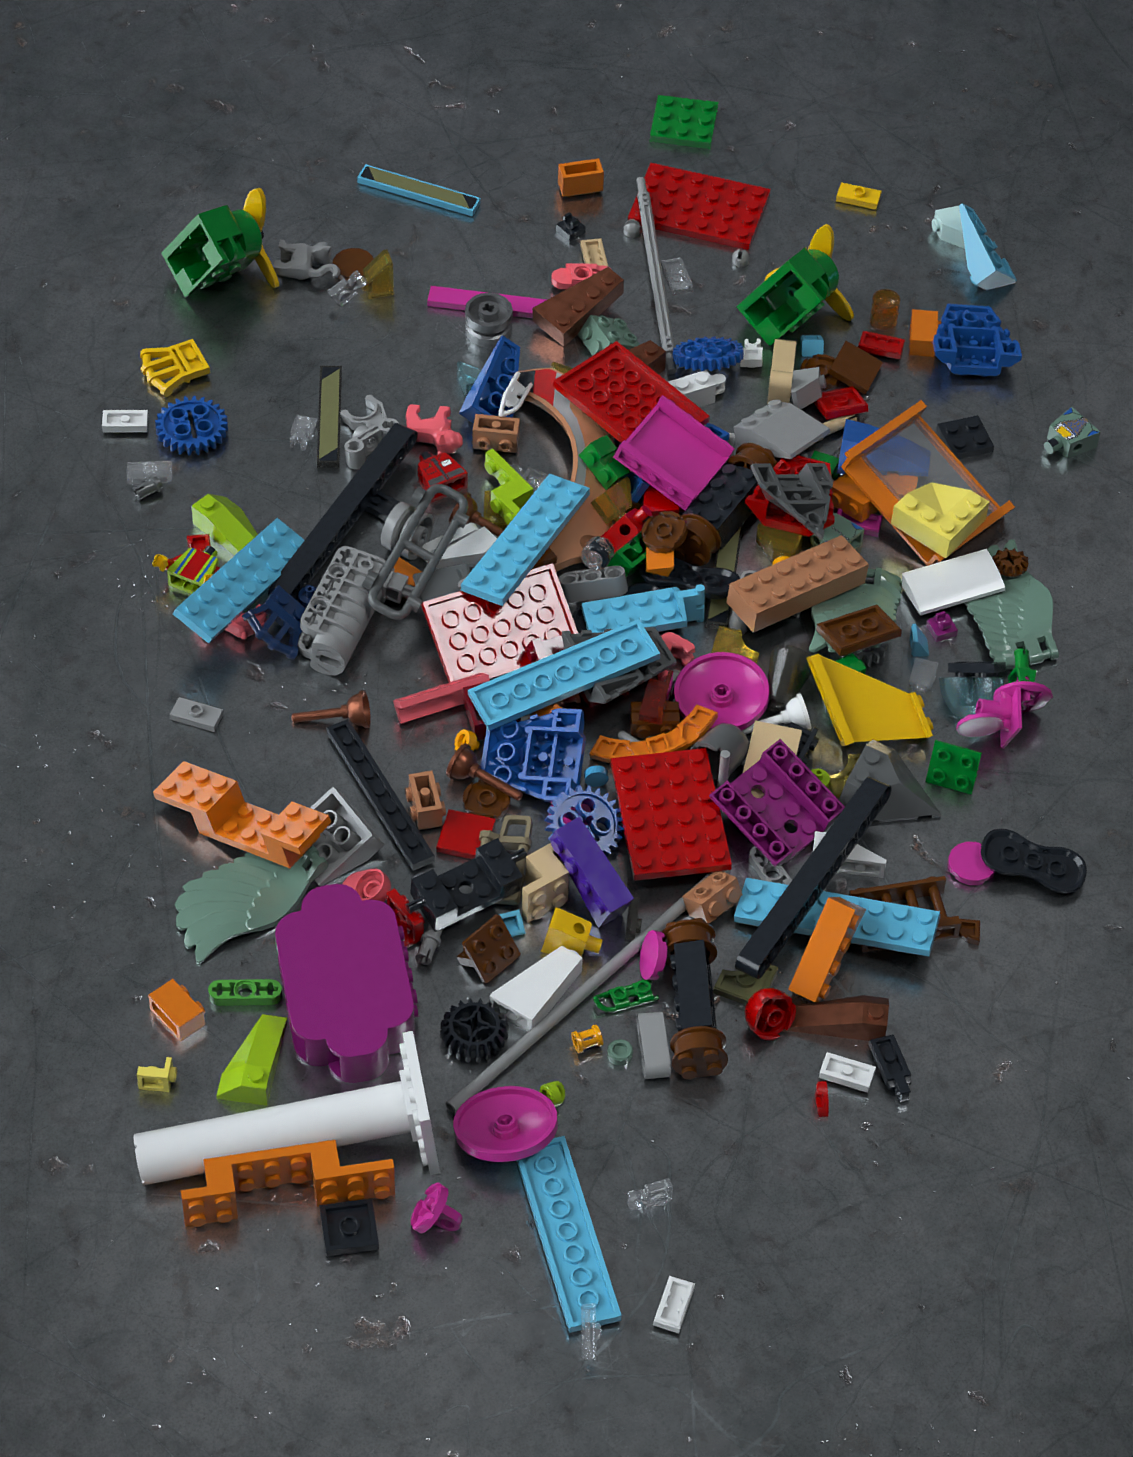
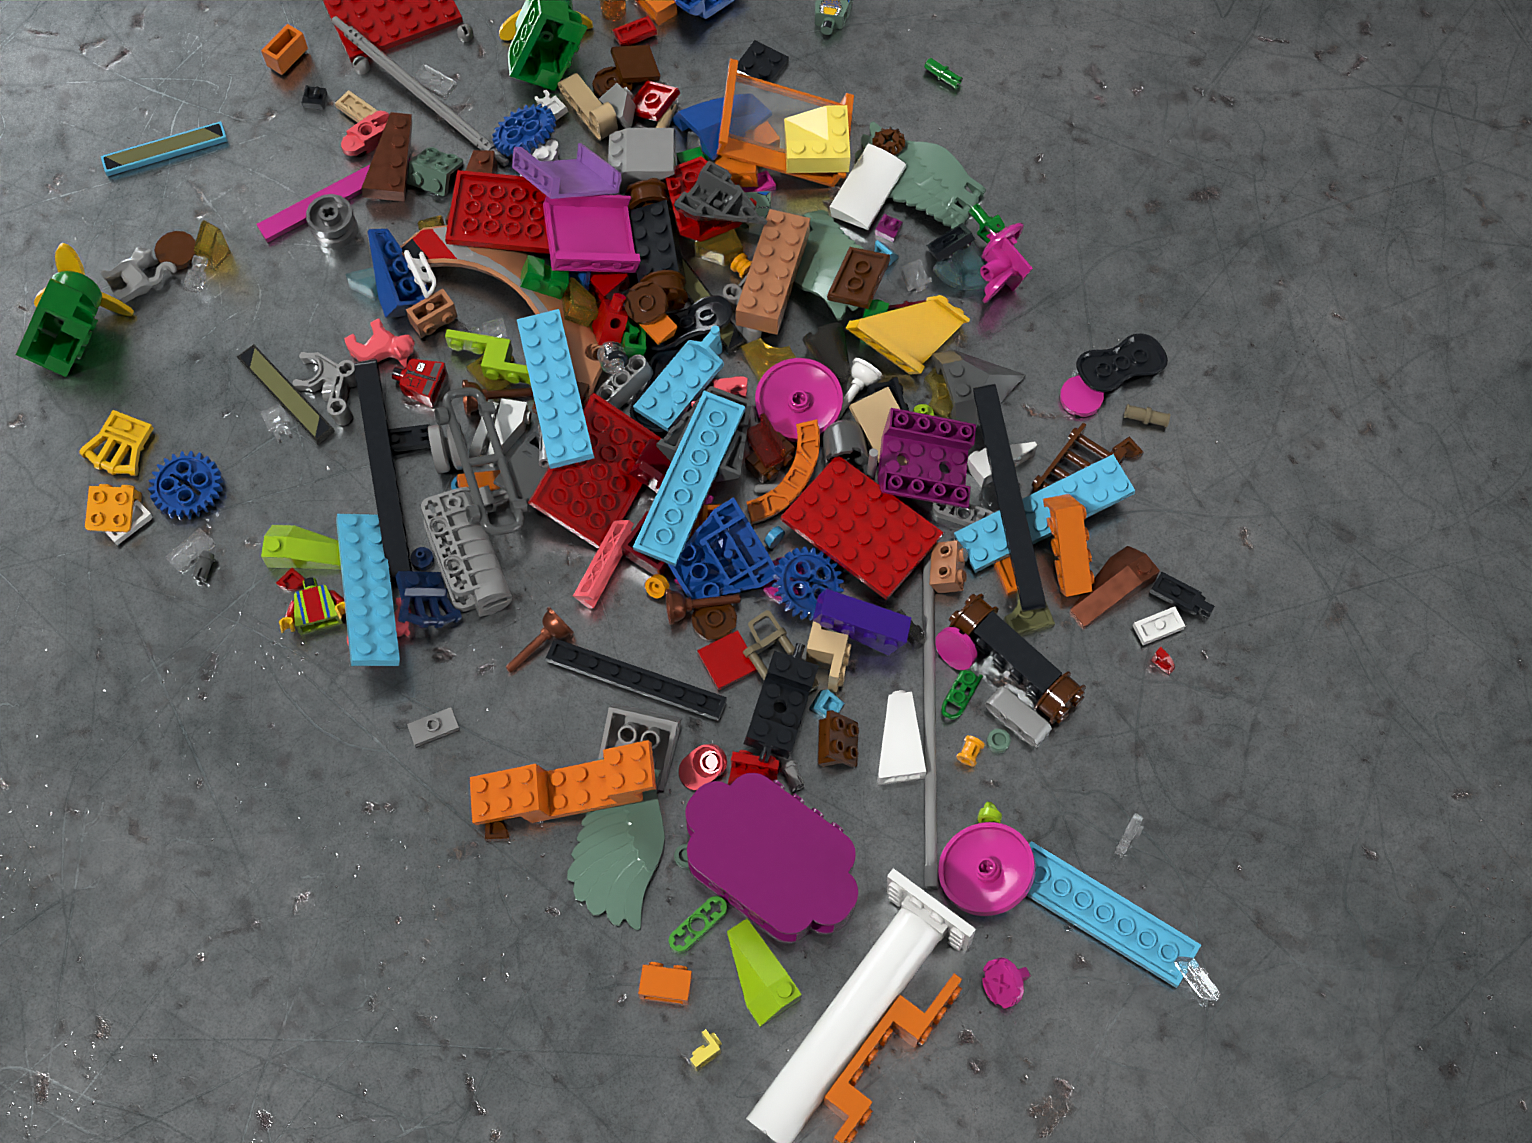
camera: 40 degrees left, 15 degrees up
(122, 401) = (110, 508): none -> light orange bracket
(166, 817) = (496, 832): none -> reddish brown tile
(349, 1227) = (957, 1046): black plate -> none
(425, 800) = (677, 658): nougat brick -> none
(485, 1041) = (874, 824): black gear -> none
(571, 933) = (883, 681): yellow torso -> none
(674, 1304) = (1222, 903): white plate -> none
(698, 402) = (568, 178): none -> medium lavender panel
(769, 1013) = (1071, 625): red cylinder -> none
(811, 345) = (585, 67): medium azure slope -> none
(953, 767) = (1007, 333): green hinge -> none
(1013, 916) = (1147, 415): none -> dark tan pin
(1119, 545) = (943, 73): none -> green axle

